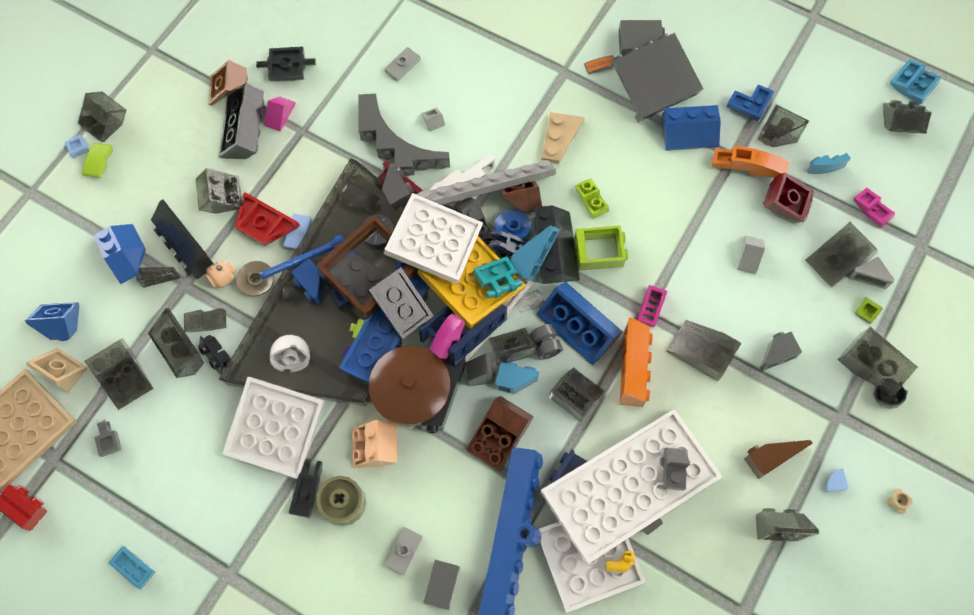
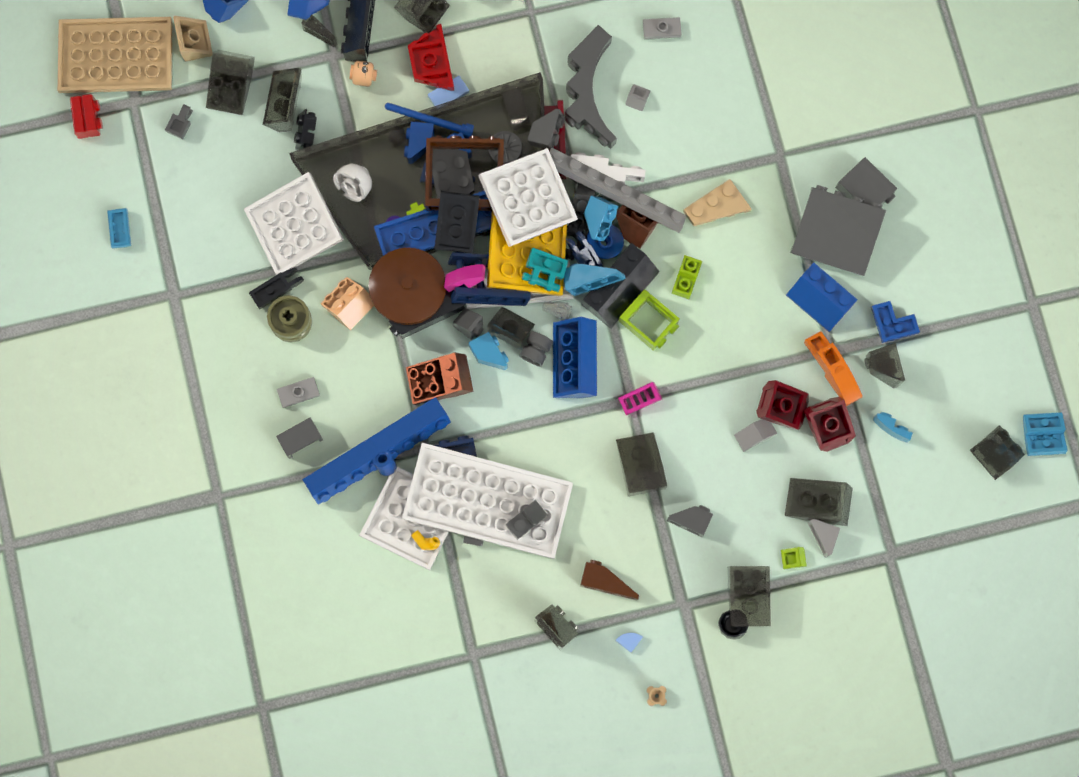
camera: 40 degrees right, 10 degrees up
(205, 321) = (321, 98): clear smoke slope -> none
(248, 274) = (380, 93): dark tan dish -> none
(493, 209) = (599, 217): none -> dark azure slope
(576, 393) = (519, 404): clear smoke slope -> none
(598, 64) = (814, 176): orange sticker -> none
(635, 364) = (580, 425): orange slope -> none
(746, 217) = (783, 404): none -> dark red slope
(870, 204) = (888, 493): dark pink slope -> none

